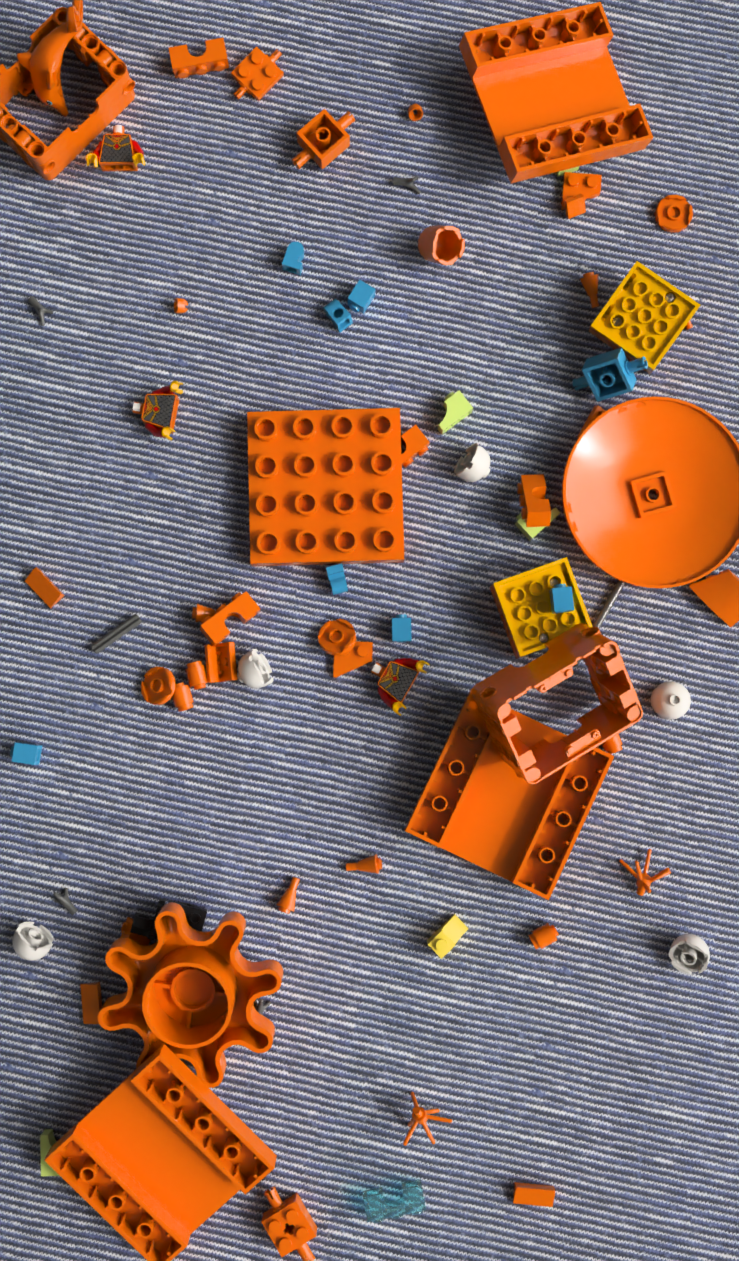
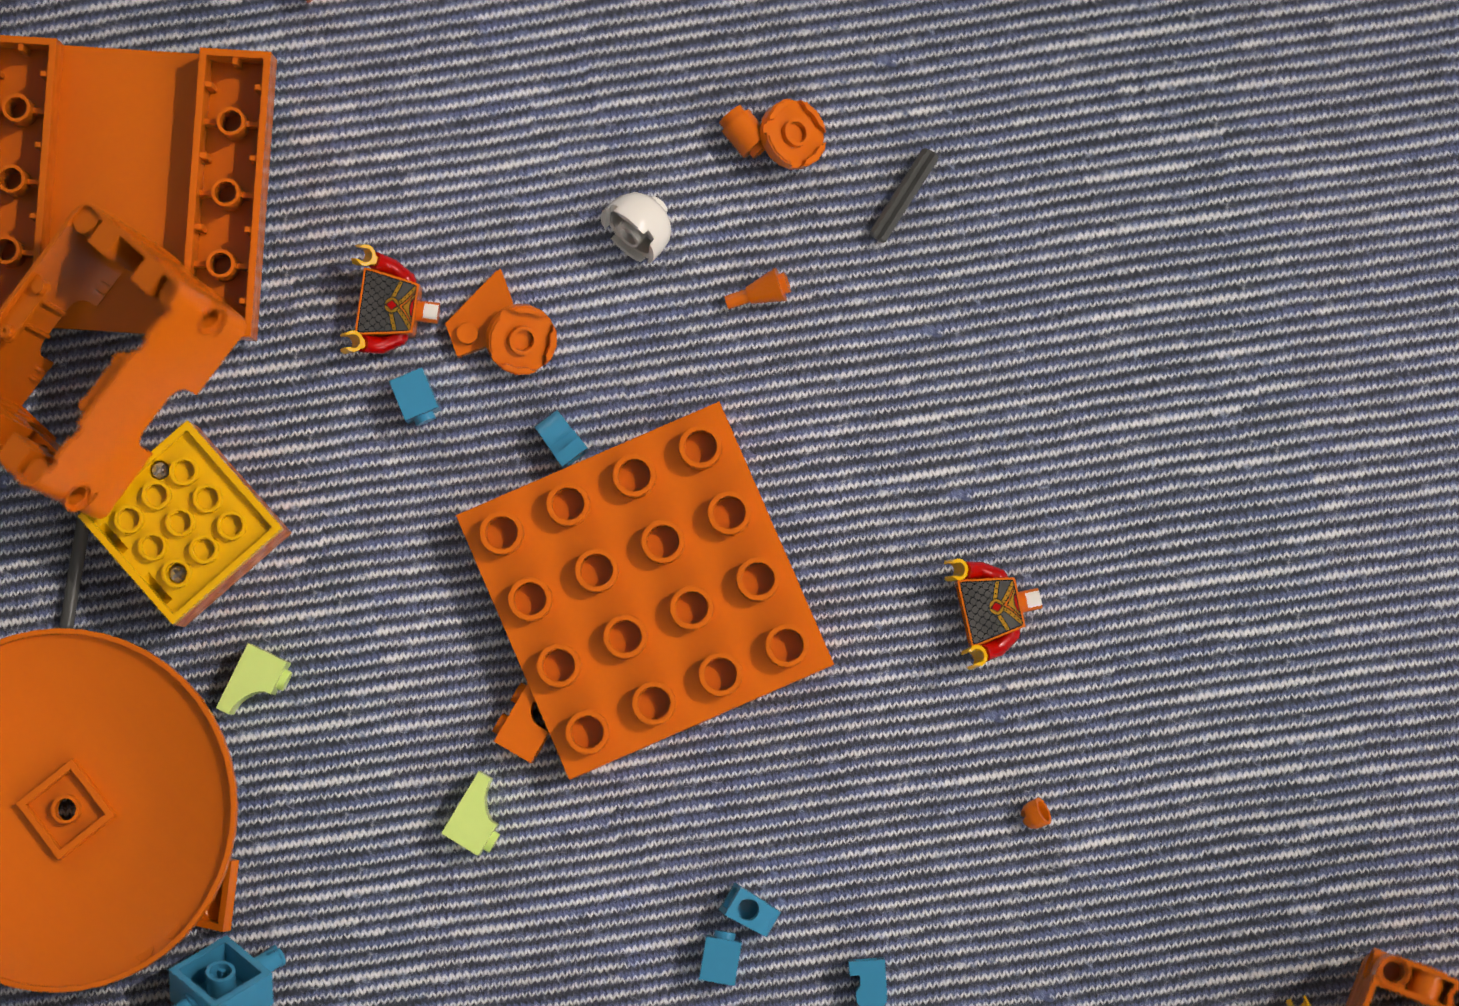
camera: 160 degrees right, 0 degrees up
(39, 309) = (1282, 708): dark grey bar -> none
(44, 587) = (1061, 224): orange slope -> none
(196, 675) = (735, 179): orange brick -> none
(220, 662) = (702, 216): orange bracket -> none
(241, 607) = (735, 269): orange arch -> none
(474, 464) = (401, 734): white cylinder -> none
(535, 508) = (257, 686): orange arch -> none
(561, 598) = (152, 543): dark azure brick -> none

